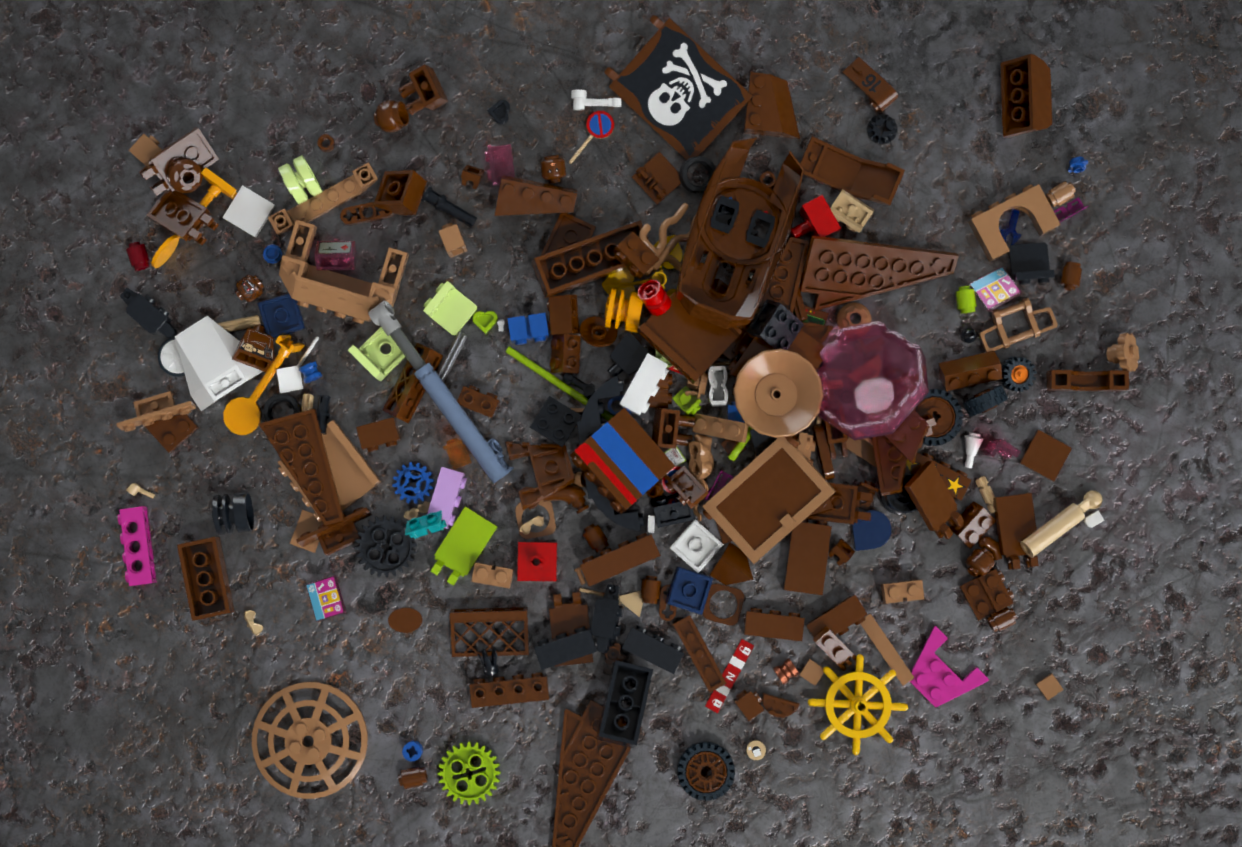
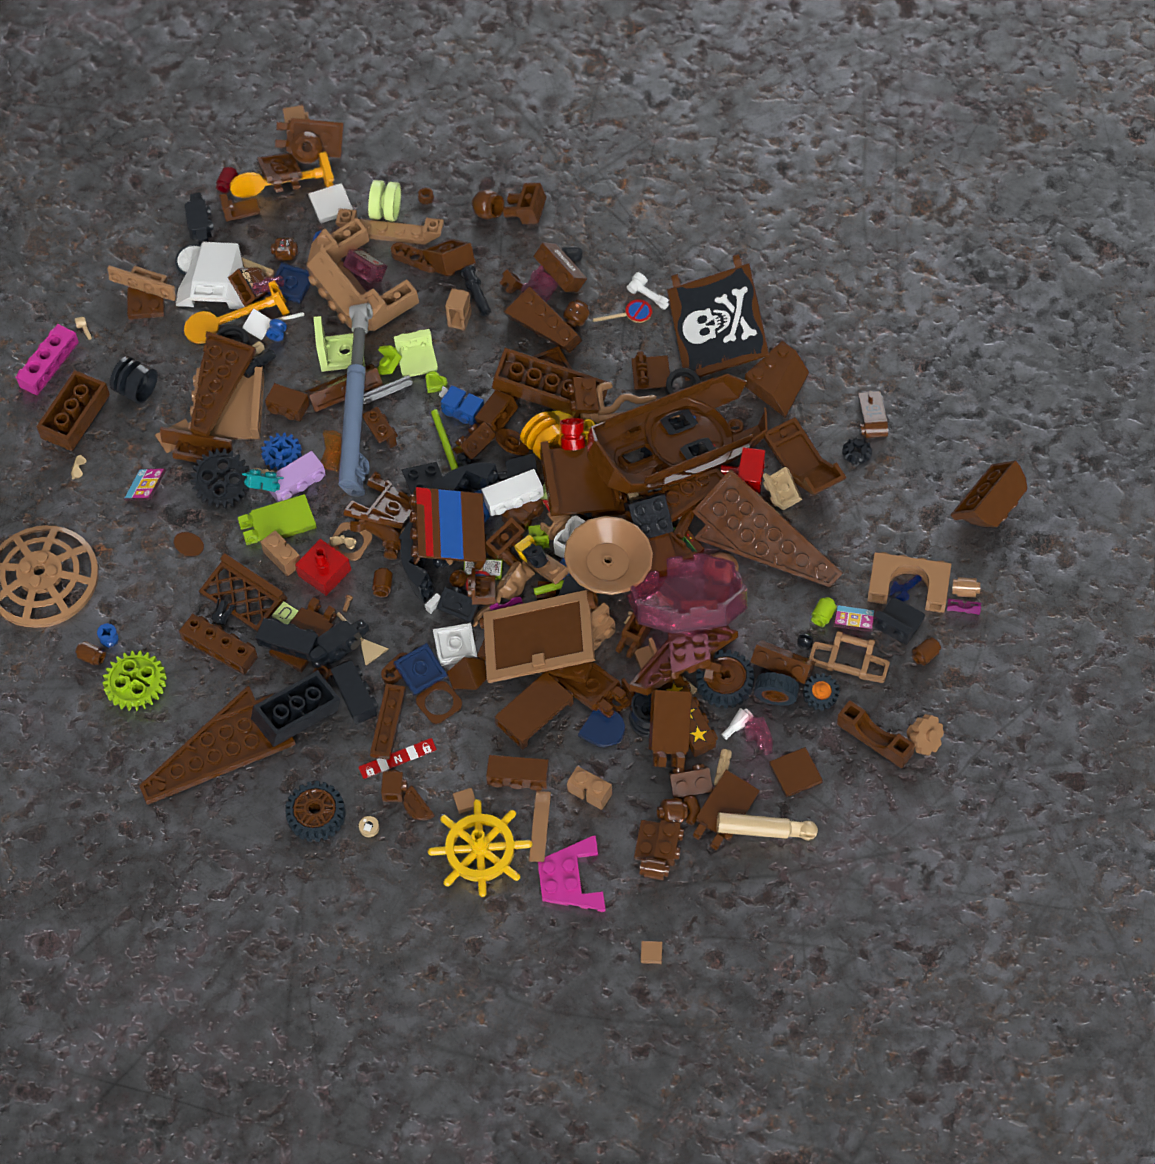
camera: 40 degrees right, 25 degrees down
(174, 276) = (239, 209): none -> reddish brown bracket
(270, 338) = (264, 286): none -> clear pink pin
(432, 331) = (389, 361): none -> lime bracket
(504, 134) = (560, 267): none -> reddish brown brick
(539, 623) = (285, 613): none -> yellowish green tile
(620, 560) = (385, 605): reddish brown brick -> none
(650, 590) = (390, 647): reddish brown brick -> none
(708, 429) = (531, 553): none -> black leg
(774, 624) = (464, 741): reddish brown brick -> none
(786, 671) = (444, 782): copper wheel -> none
(823, 452) = (609, 652): reddish brown beam -> none
(834, 648) = (497, 788): hinge -> none
(843, 551) = (567, 726): reddish brown tile -> none
(1077, 165) = (997, 575): blue plate -> none
(1093, 519) = (796, 849): white piece -> none

